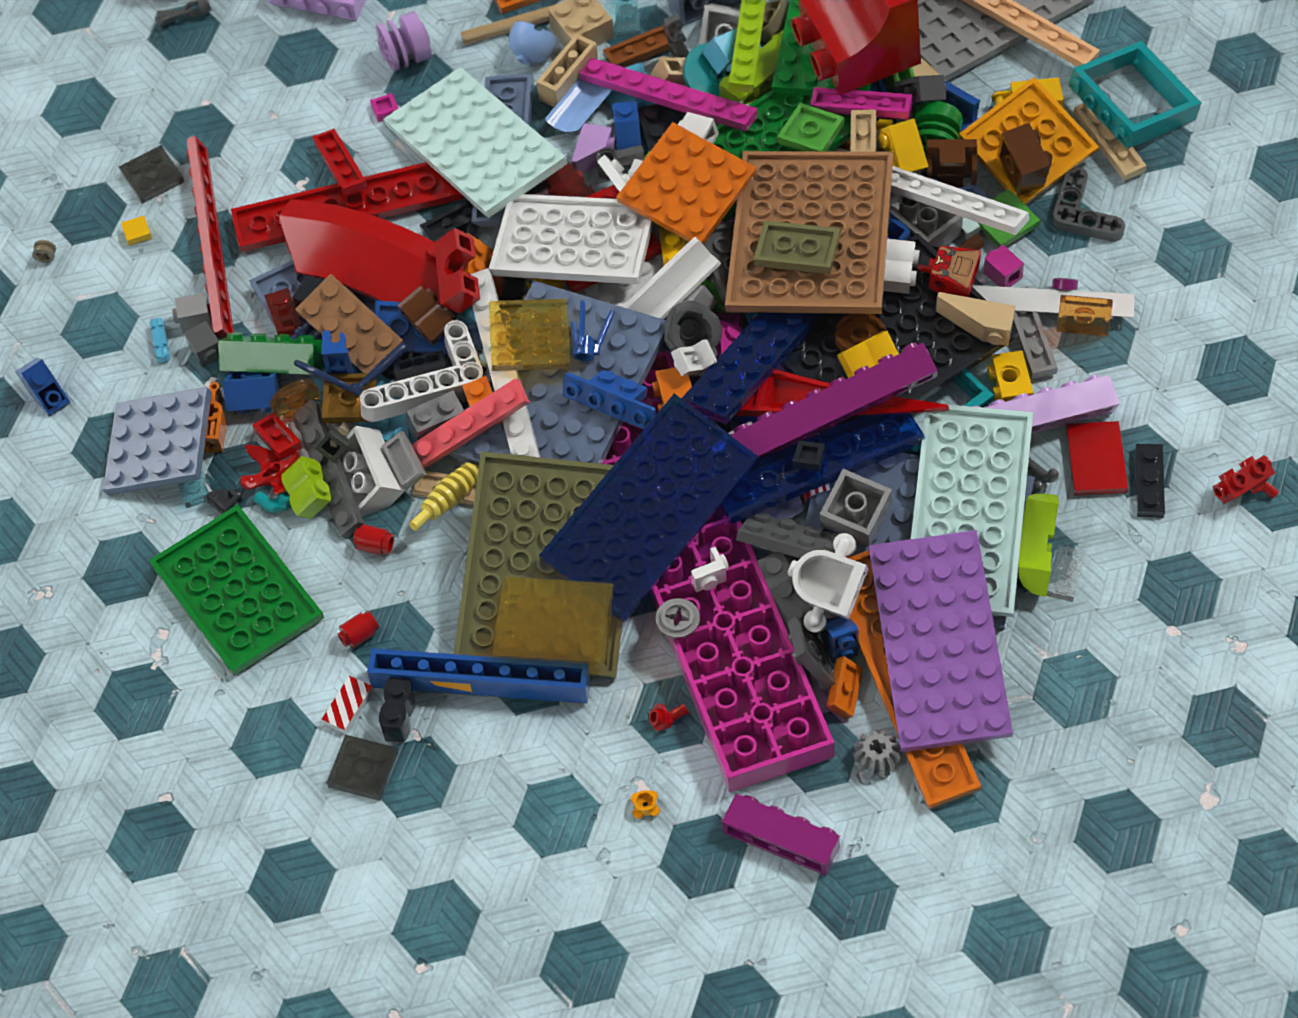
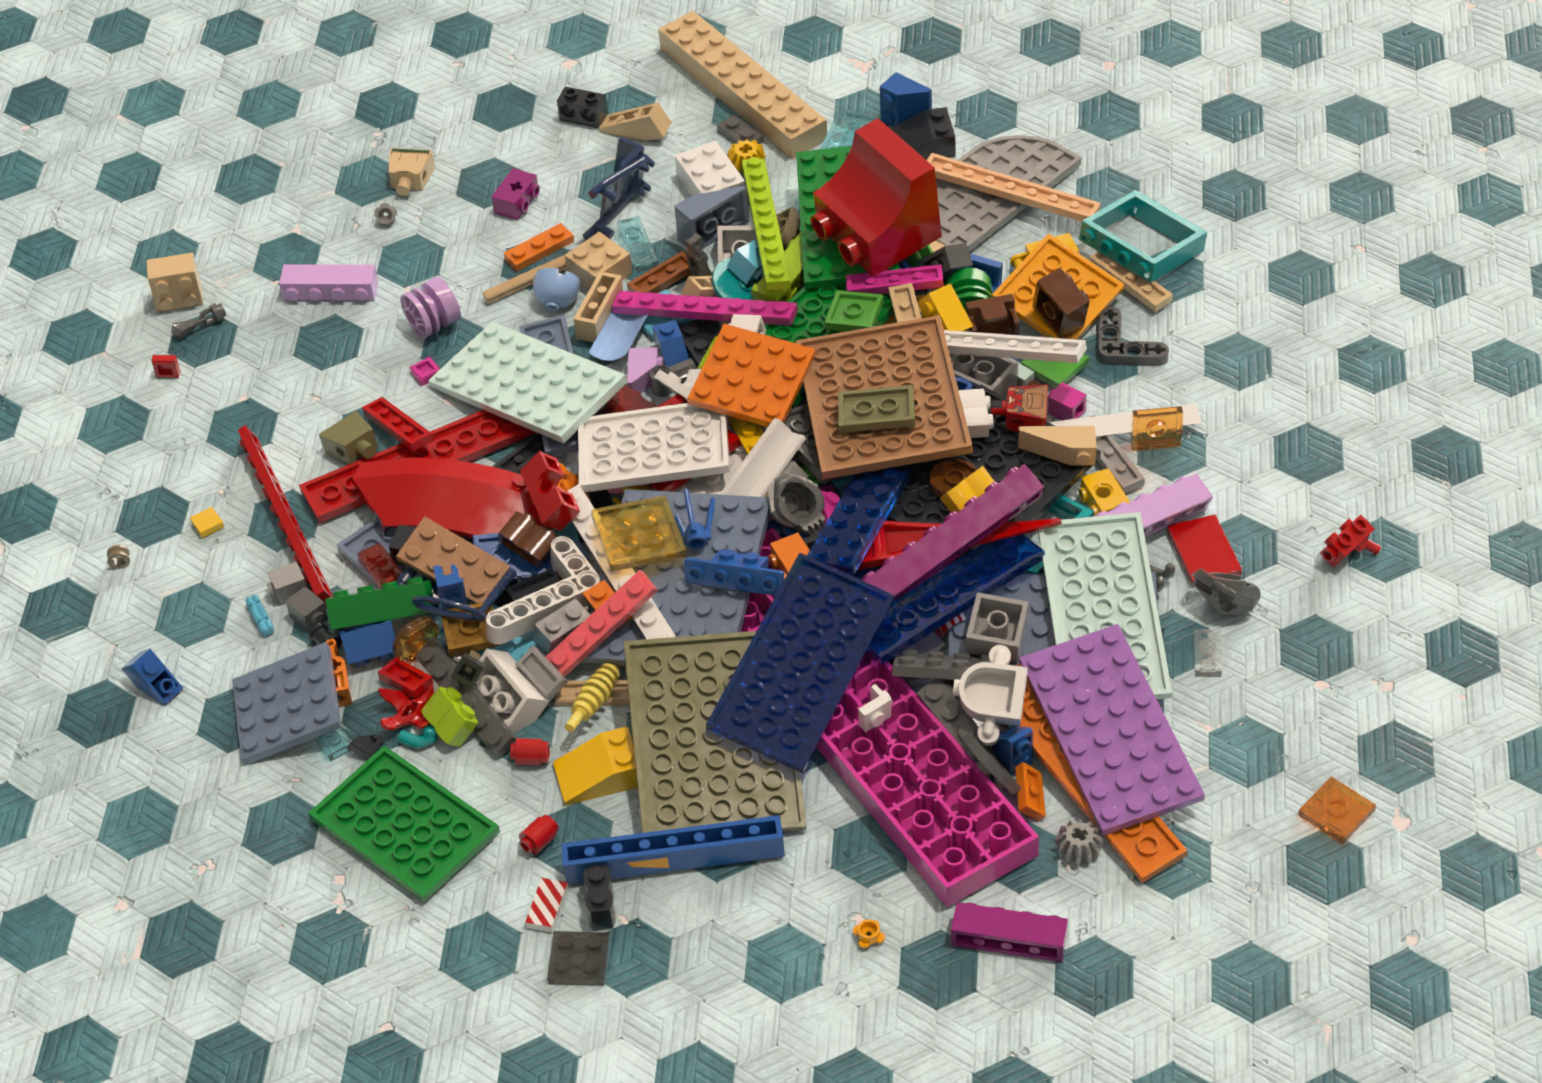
camera: 15 degrees left, 10 degrees down
(139, 55) = (166, 366): none -> red tile
(151, 174) = (207, 470): clear smoke plate -> none
(210, 373) = (320, 634): none -> black bush
(291, 169) = (349, 439): none -> olive torso
(431, 570) = (597, 767): none -> yellow slope
(554, 620) = (736, 781): clear yellow slope -> none
(663, 719) = (862, 854): red plate -> none
(670, 610) = (844, 756): light grey gear -> none
(694, 358) = (806, 524): white bracket -> none
(809, 455) = (941, 587): black plate -> none
(1035, 550) = (1173, 616): lime brick -> none
(1065, 283) = (1128, 406): magenta tile -> none
(1102, 511) = (1231, 593): none -> dark grey helmet
(1147, 773) = (1337, 810): none -> clear orange tile
(1150, 480) = (1259, 559): black plate -> none

